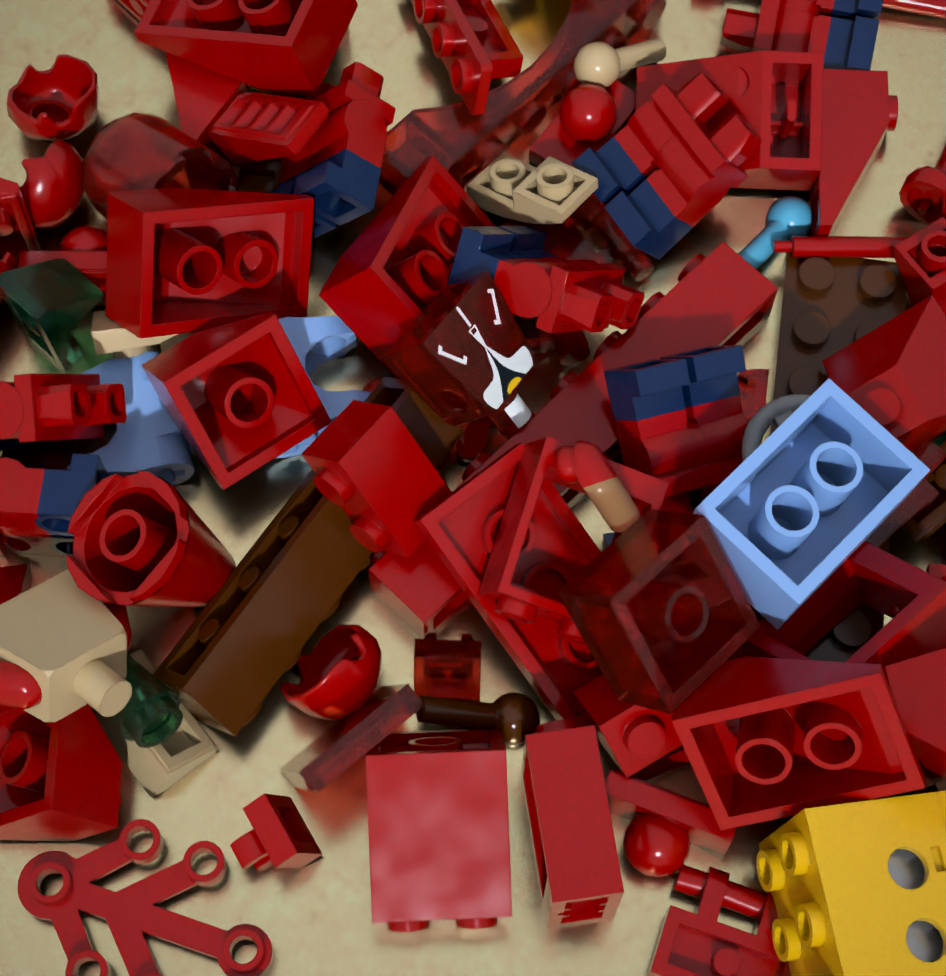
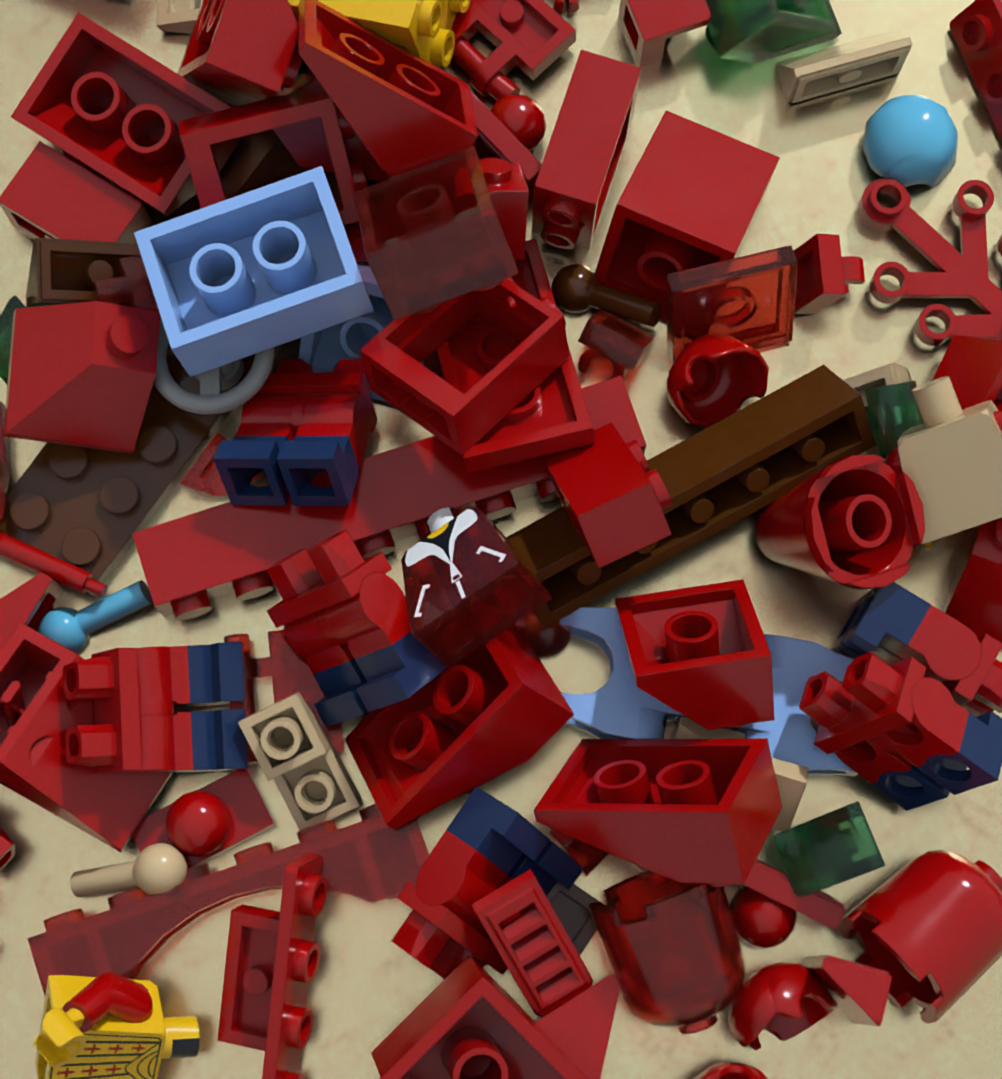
camera: 155 degrees left, 10 degrees up
(590, 467) = (432, 356): arm -> none

